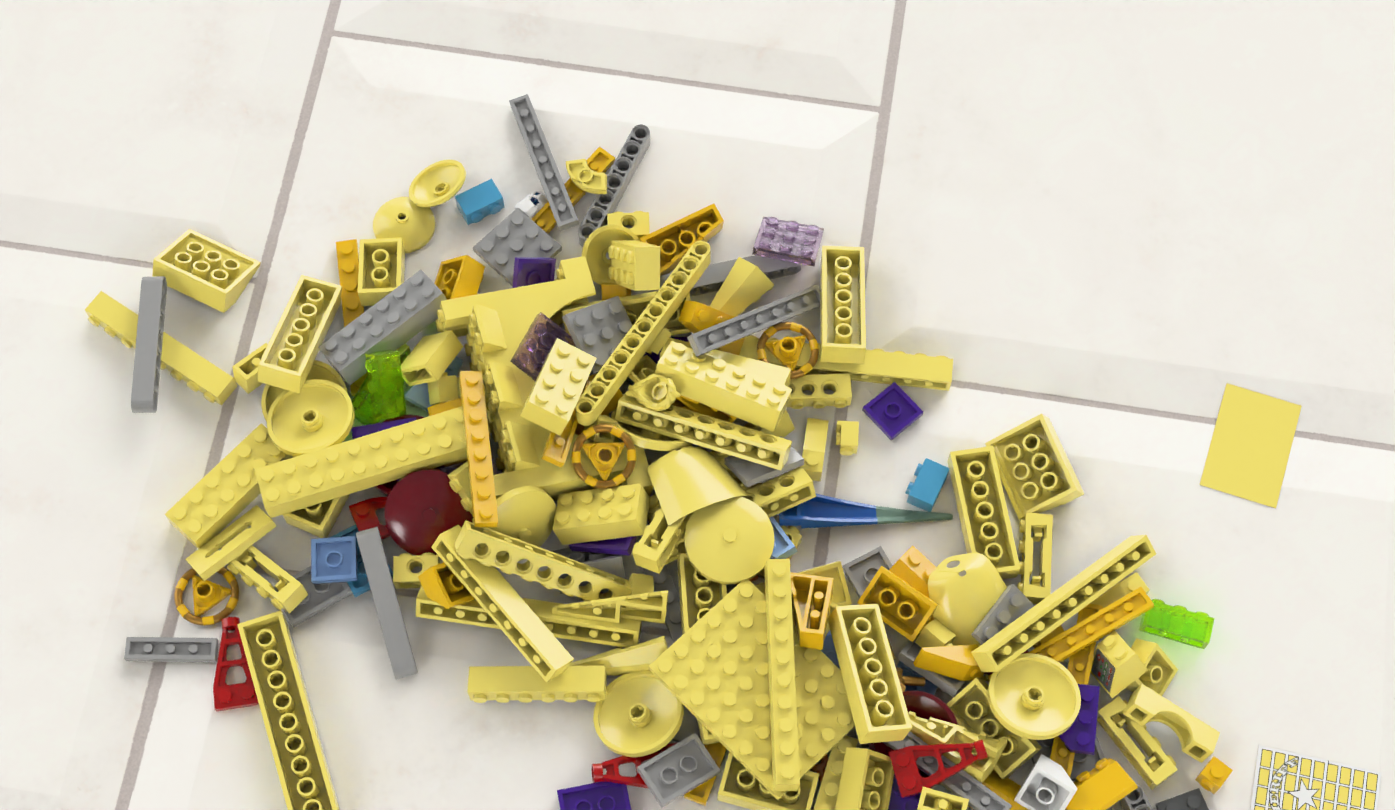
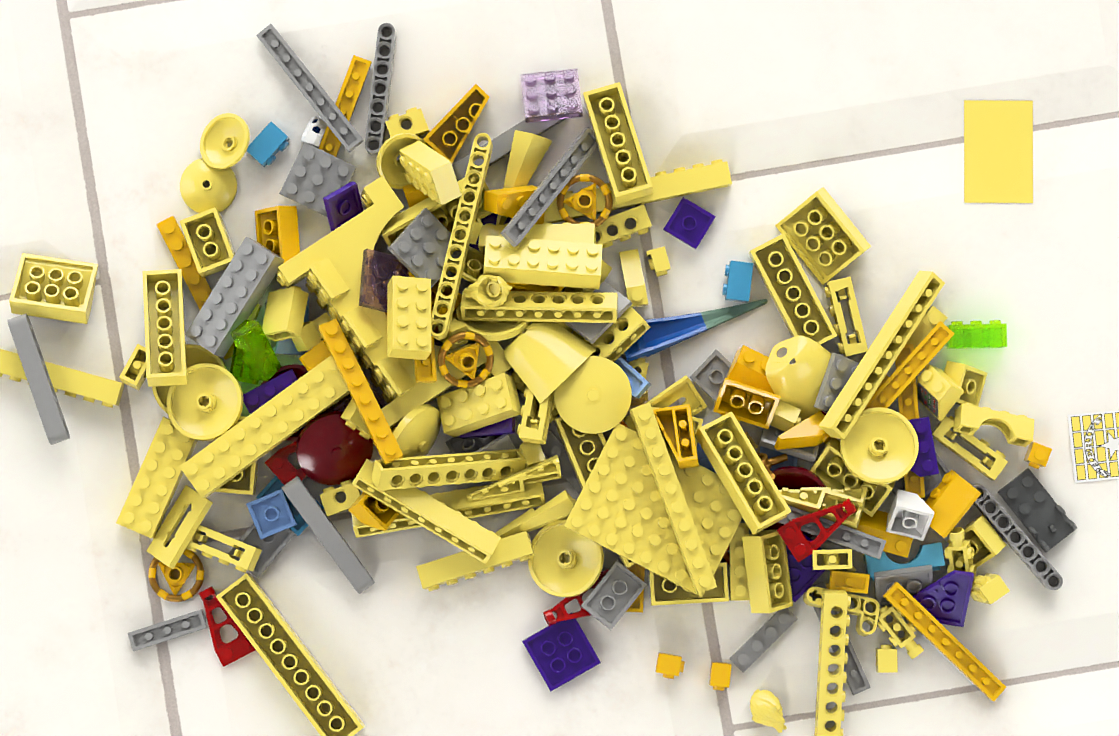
camera: 15 degrees left, 20 degrees up
(586, 178) = (354, 93): light yellow tile -> none

